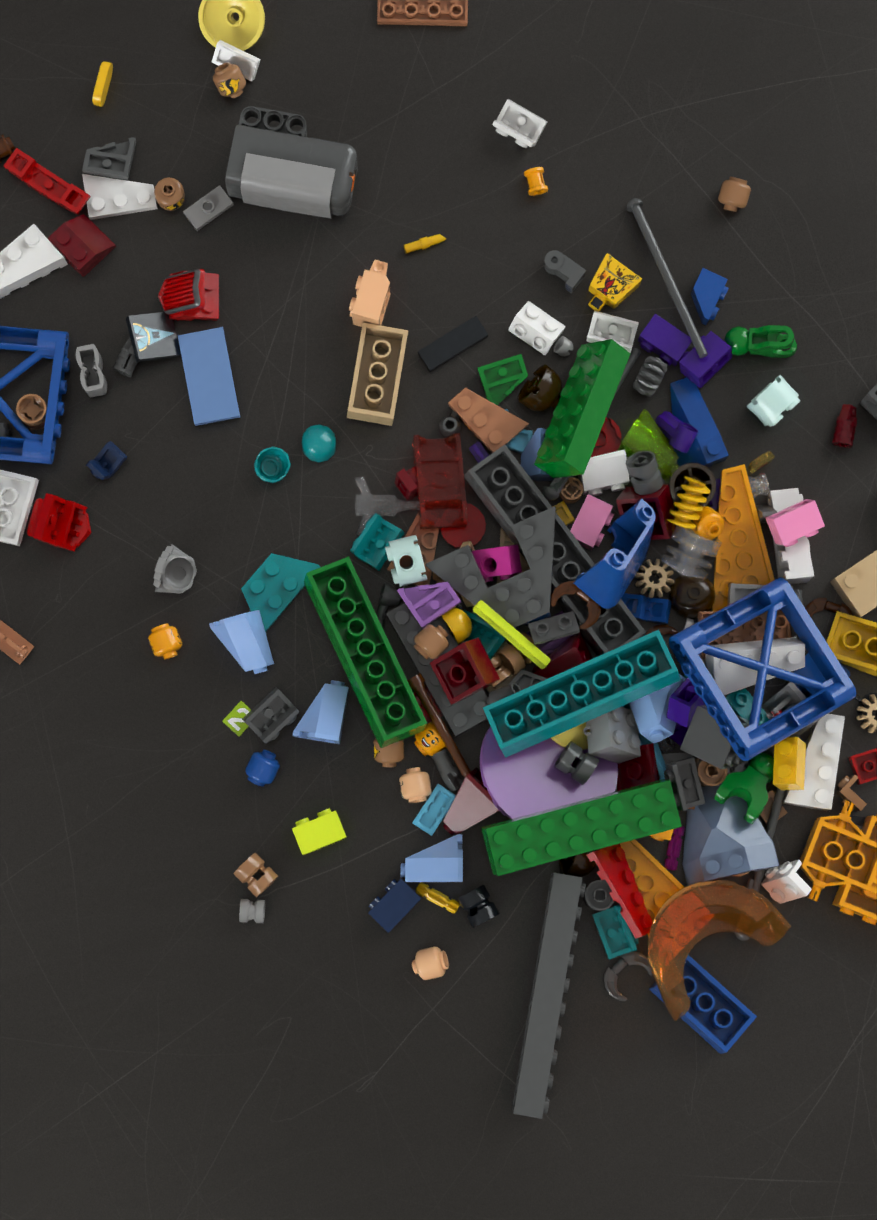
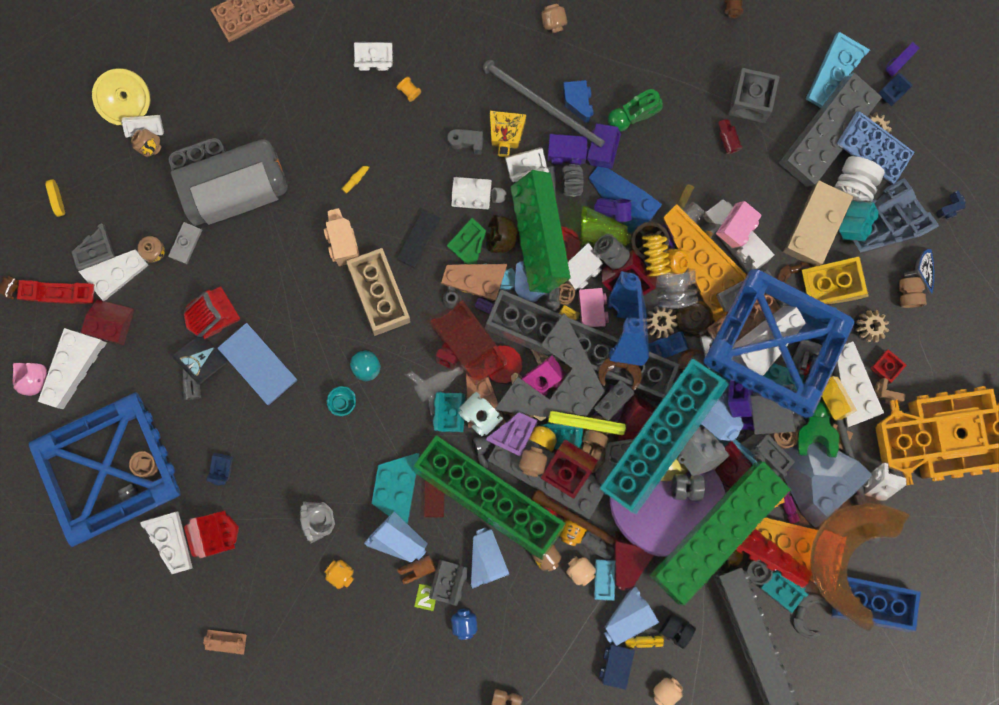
camera: 30 degrees left, 0 degrees up
(91, 370) = (167, 406): light grey brick -> none
(252, 683) = (421, 568): none -> dark orange hinge
(306, 625) = (433, 501): none -> clear red tile
(318, 832) = (532, 646): neon yellow brick -> none
(773, 401) = (669, 148): light aqua brick -> none

